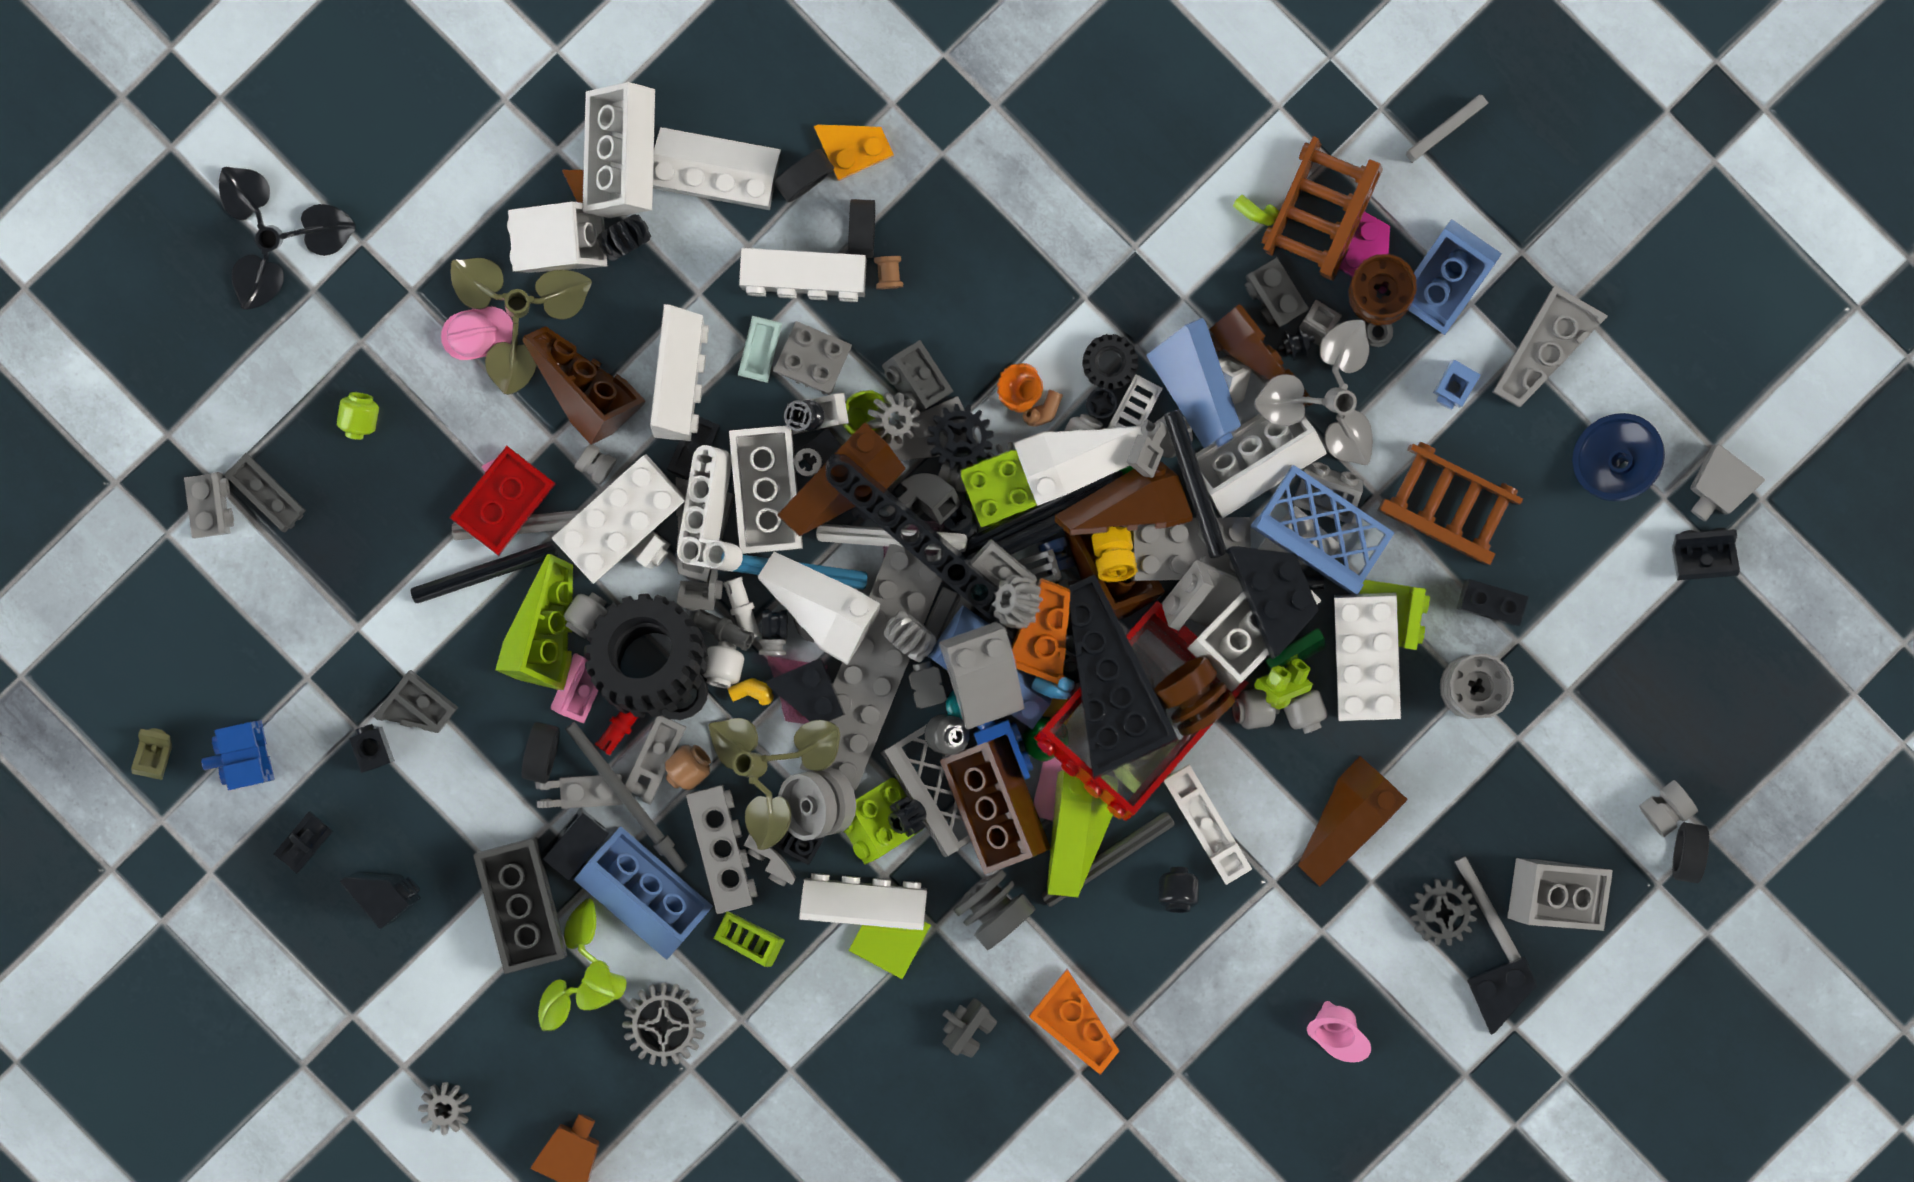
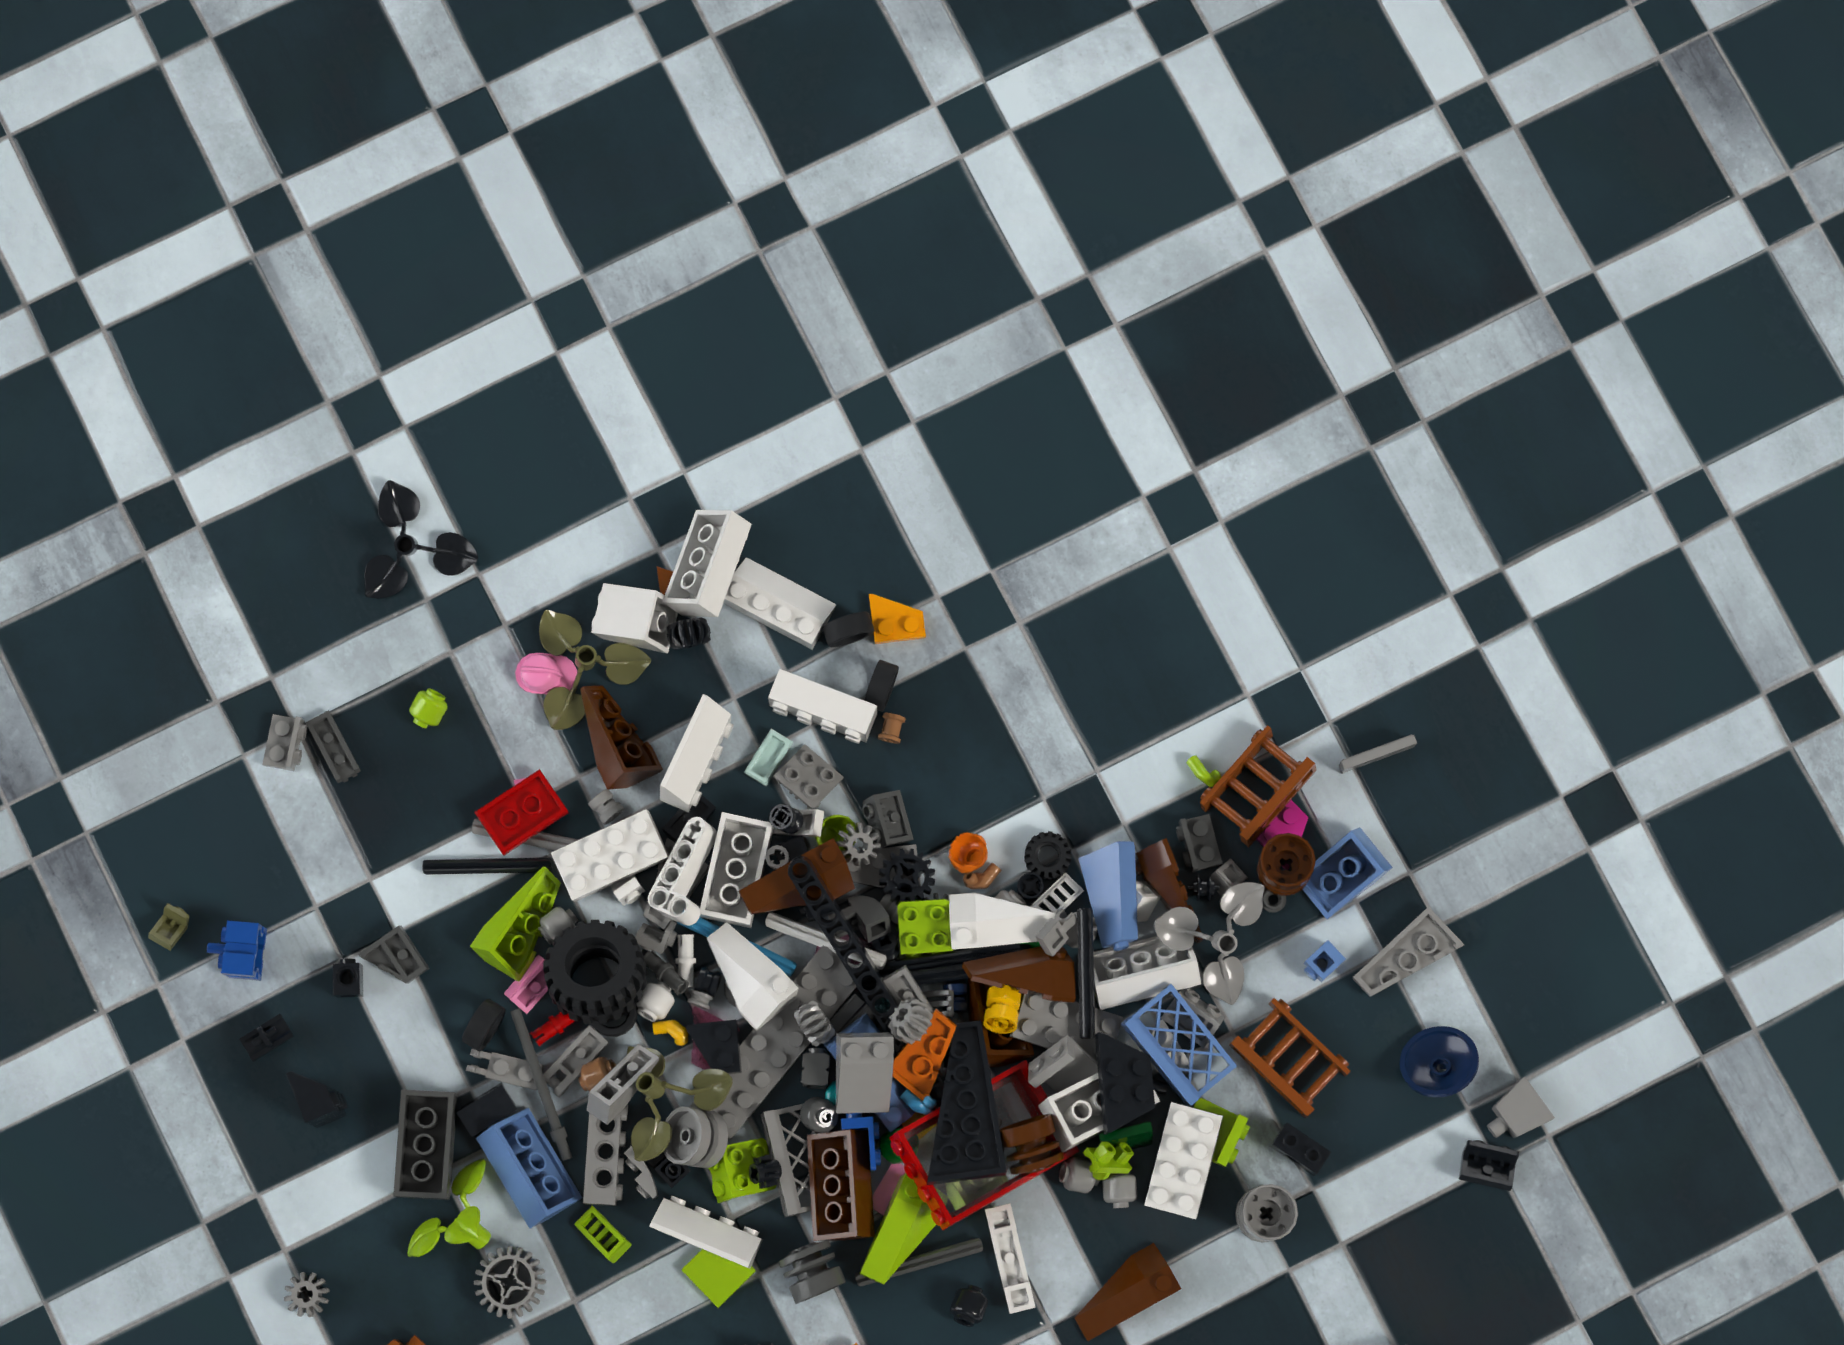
camera: 15 degrees right, 10 degrees down
(715, 771) = (619, 1085): none -> light grey slope

